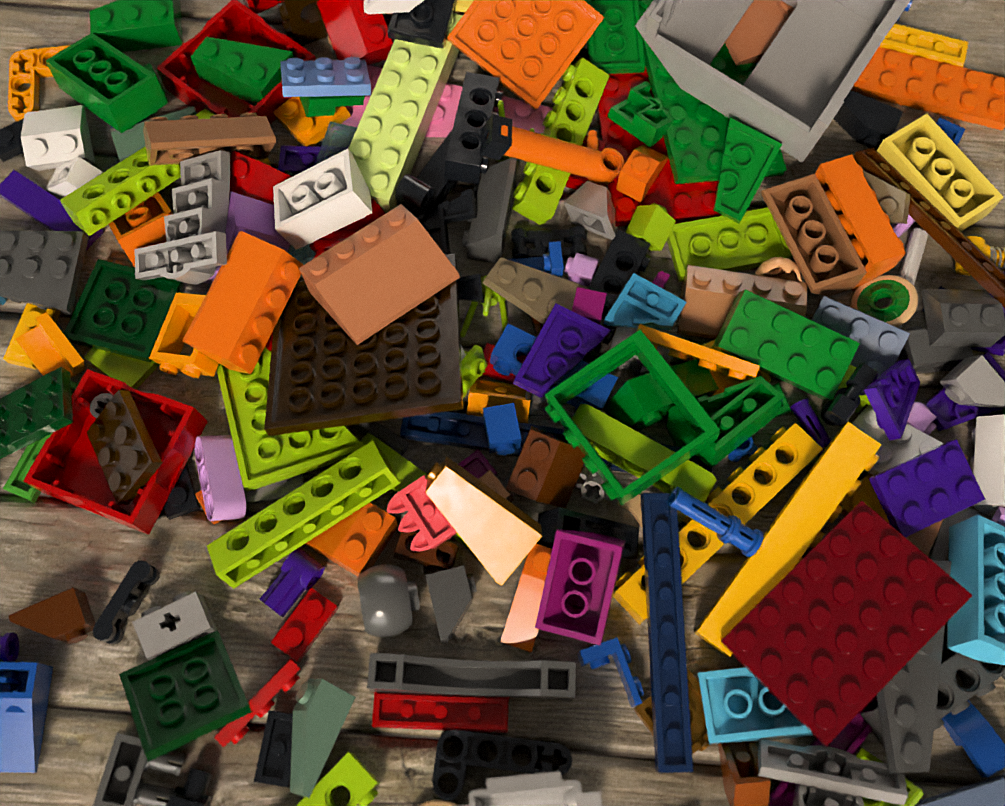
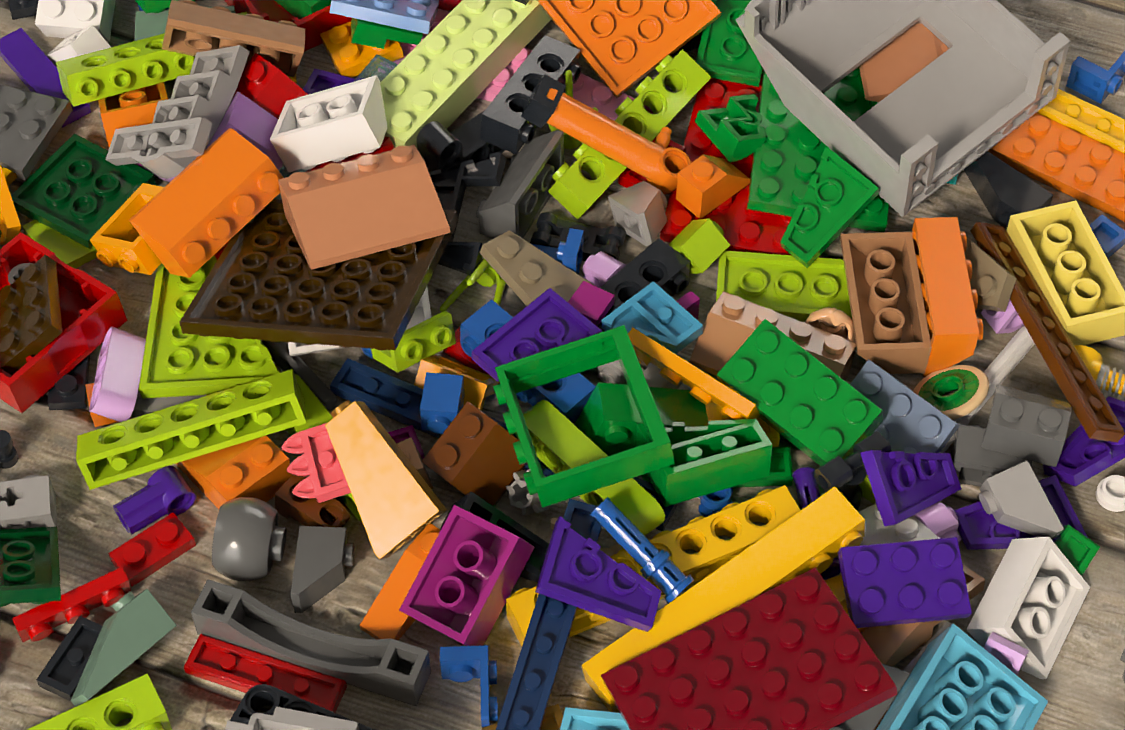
camera: 20 degrees right, 15 degrees down
(689, 563) = (591, 580): none -> dark purple wing

